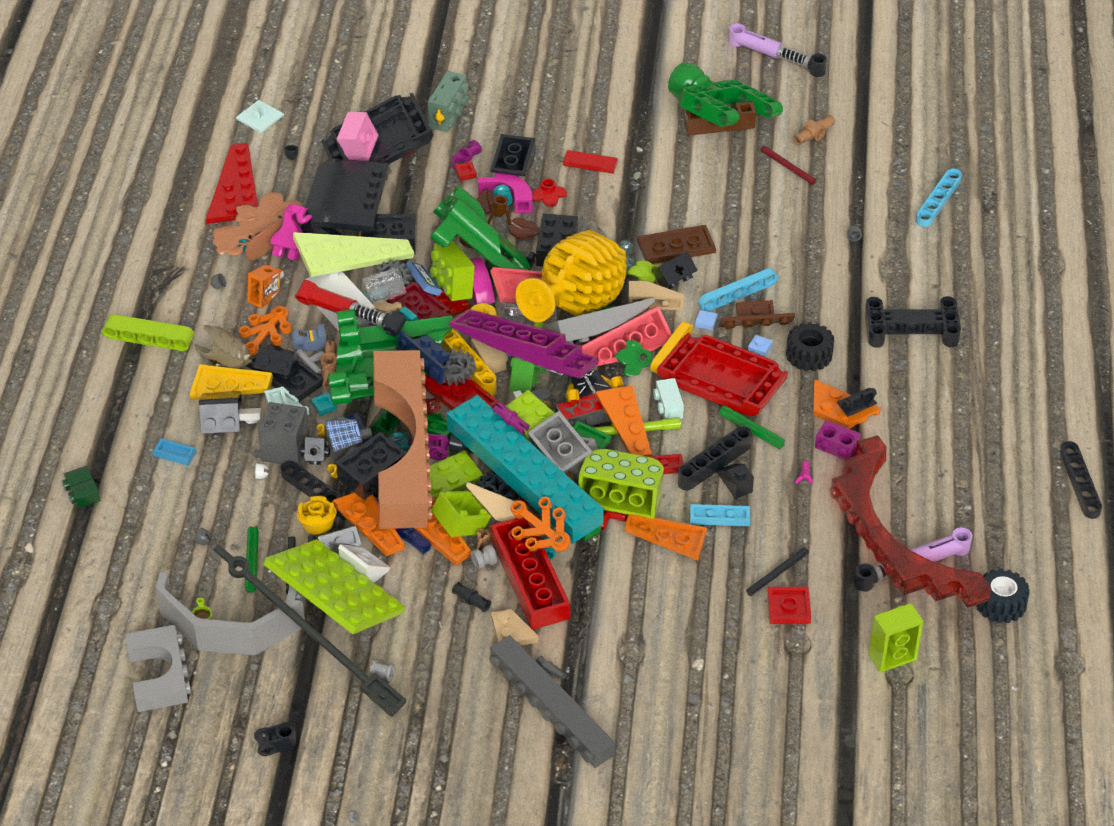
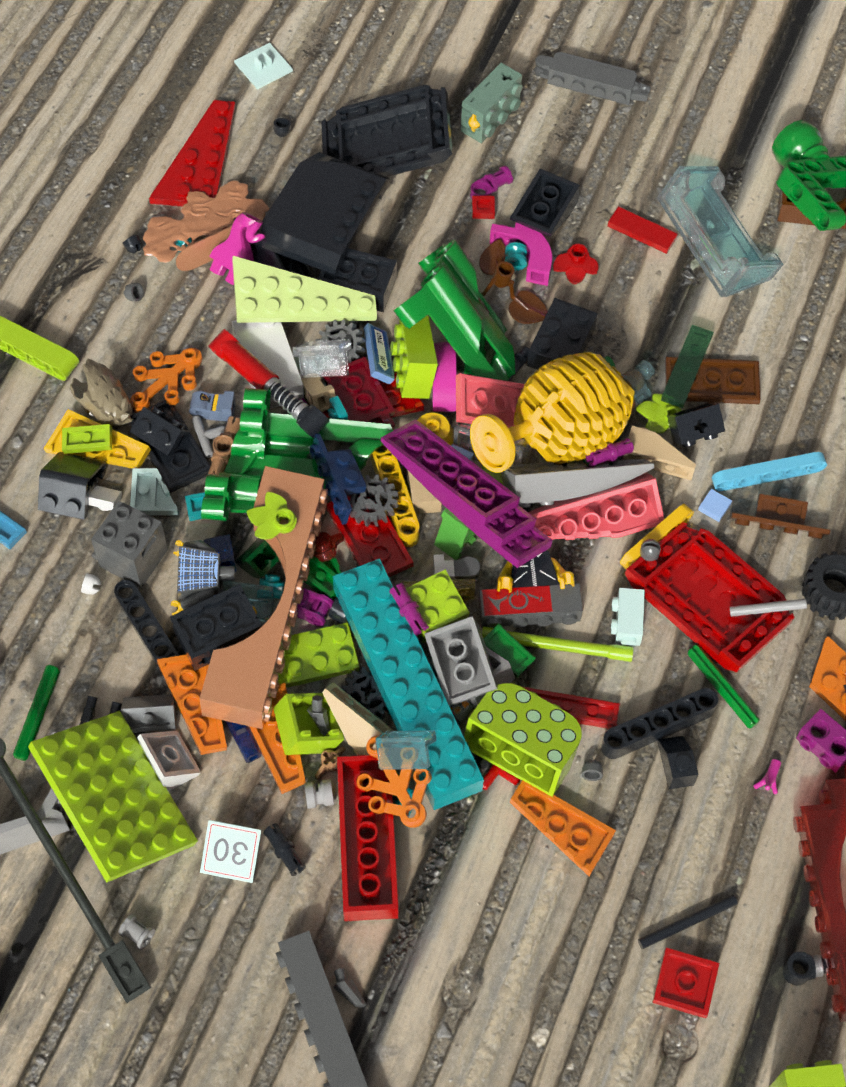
camera: 15 degrees right, 15 degrees up
(205, 251) = (133, 244): none -> black hinge
(223, 377) = (87, 438): none -> lime plate
(263, 285) = (183, 313): orange torso -> none
(316, 515) = (131, 674): yellow cone -> none
(320, 444) = (162, 573): brick -> none
(357, 136) = (360, 132): bright pink container -> none
(391, 380) = (269, 516): none -> lime plate
(432, 605) = (230, 851): none -> light aqua piece
(466, 504) = (319, 714): none -> dark grey bar
(509, 623) = (319, 913): tan wing -> none
(516, 72) = (591, 77): none -> dark grey hinge
(541, 500) = (404, 749): none -> clear light blue panel
(620, 297) = (610, 452): none -> magenta pin
(624, 413) = (562, 631): orange wing -> none
(631, 358) = (600, 540): green plate -> none
(643, 152) = (714, 231): none -> windscreen
(655, 237) = (687, 366): none -> clear green tile
(670, 352) = (650, 550): none -> dark grey hinge
(679, 498) = (592, 770): none -> dark grey hinge
(719, 515) = (639, 813): medium azure plate -> none
(760, 345) = (772, 563): light blue plate -> none
(766, 369) = (768, 607): none -> light grey bar

